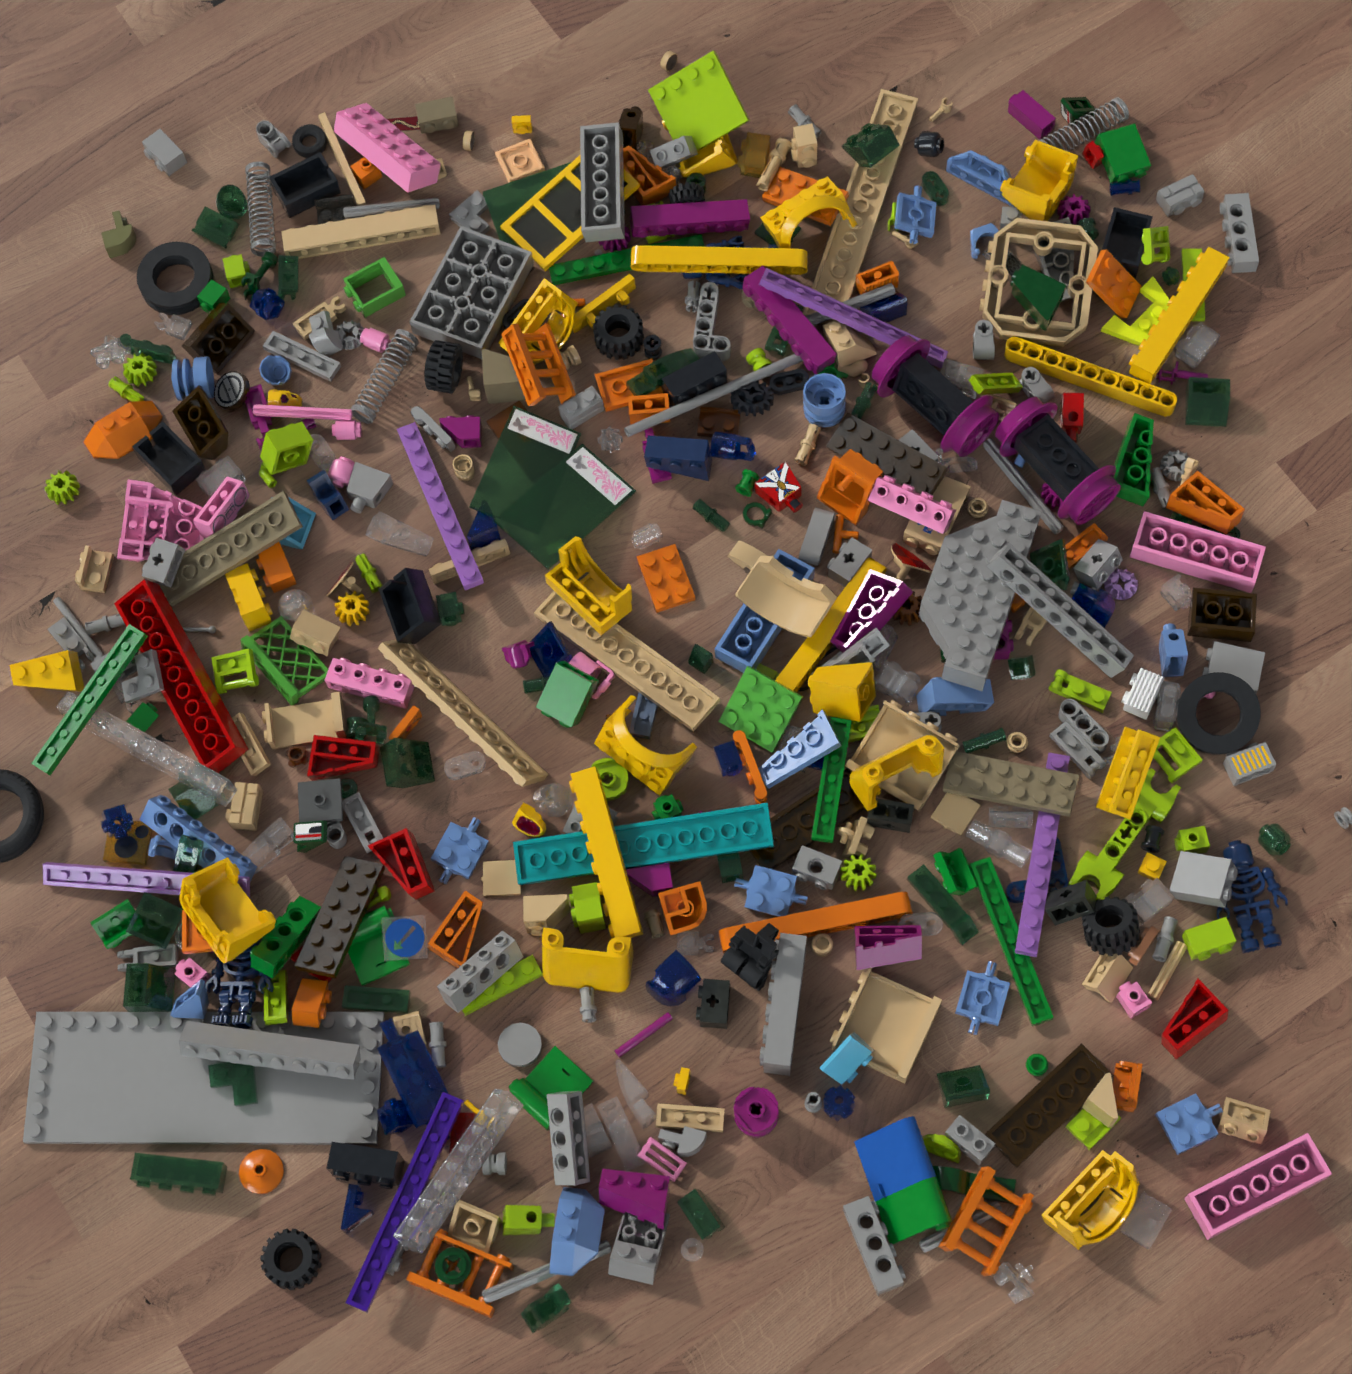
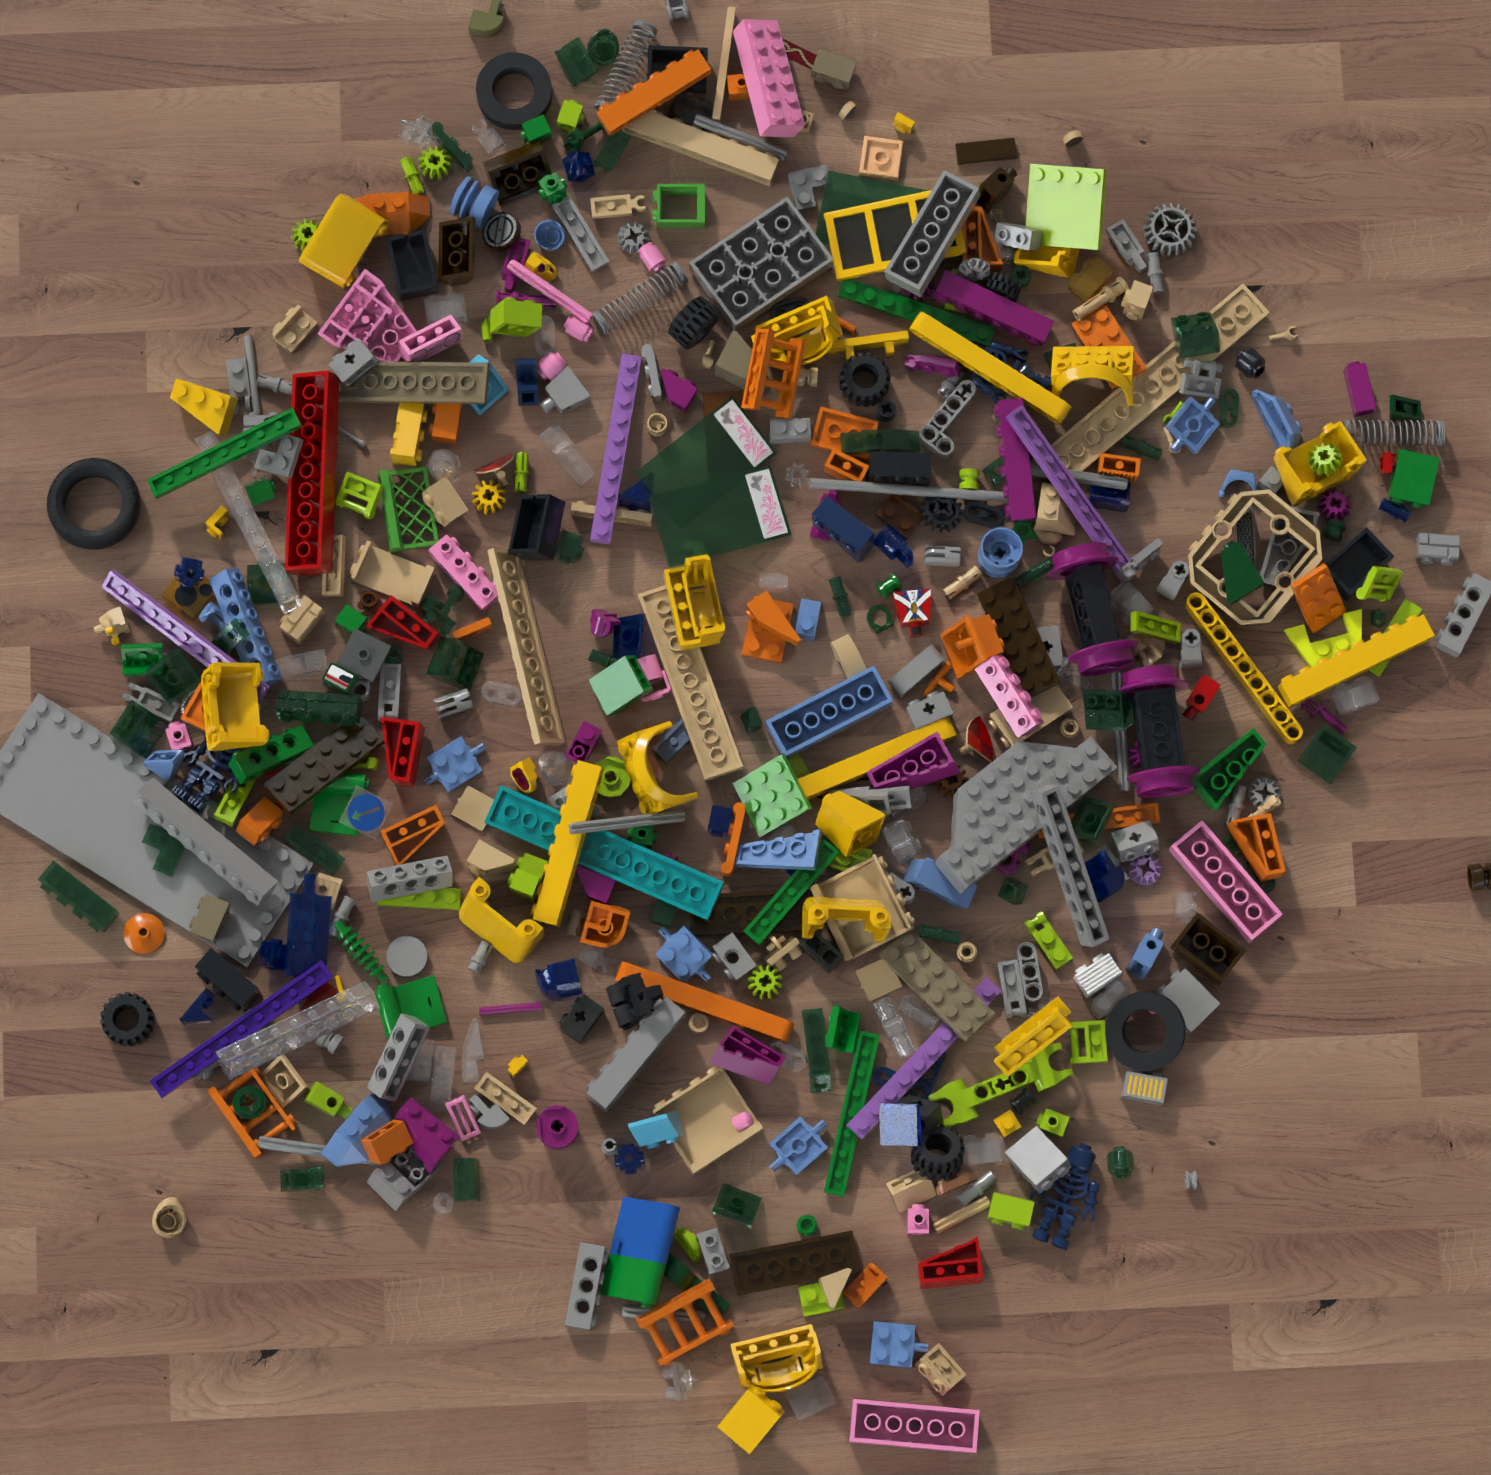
camera: 20 degrees right, 10 degrees up
(72, 910) = (113, 624): none -> tan piece
(93, 471) = (342, 240): none -> yellow windscreen
(117, 765) = (217, 519): none -> yellow bracket
(255, 333) = (552, 189): none -> green brick
(288, 780) = (351, 619): none -> green brick
(295, 207) = (653, 92): none -> orange brick
(305, 870) = (318, 707): none -> clear green brick
(309, 130) = (704, 12): black tyre -> none
(315, 1117) = (210, 918): none -> dark tan brick
(323, 336) = (609, 231): light grey brick -> none
(433, 796) = (461, 705): none -> light grey arm
(449, 1055) = (377, 971): none -> green piece
(565, 760) = (584, 743): none -> magenta slope
(604, 108) = (985, 151): none -> dark brown tile
(606, 1222) = (387, 1142): none -> orange brick
(647, 803) = (626, 822): none -> light grey axle
(658, 188) = (979, 265): none -> light grey gear
(664, 563) = (769, 616): none -> orange slope
(668, 288) = (933, 364): none -> magenta hinge
(696, 550) = (807, 619): none -> medium blue slope
(769, 114) = (1127, 245): none -> light grey hinge
(777, 432) = (942, 556): none -> light grey arm
(783, 598) = (849, 715): tan panel -> none
(790, 76) = (1182, 219): none -> light grey gear
(885, 256) = (1141, 447): none -> clear green pin
(901, 181) = (1201, 385): none -> light grey plate
(919, 1005) = (742, 1121): none -> bright pink piece
(946, 339) = (1140, 560): none -> light grey hinge
(1001, 469) = (1107, 710): none -> clear green slope
(1044, 174) = (1331, 457): none -> lime gear
(1063, 919) = (900, 1124): none -> clear blue tile
(1109, 1270) = (751, 1418): none -> yellow slope

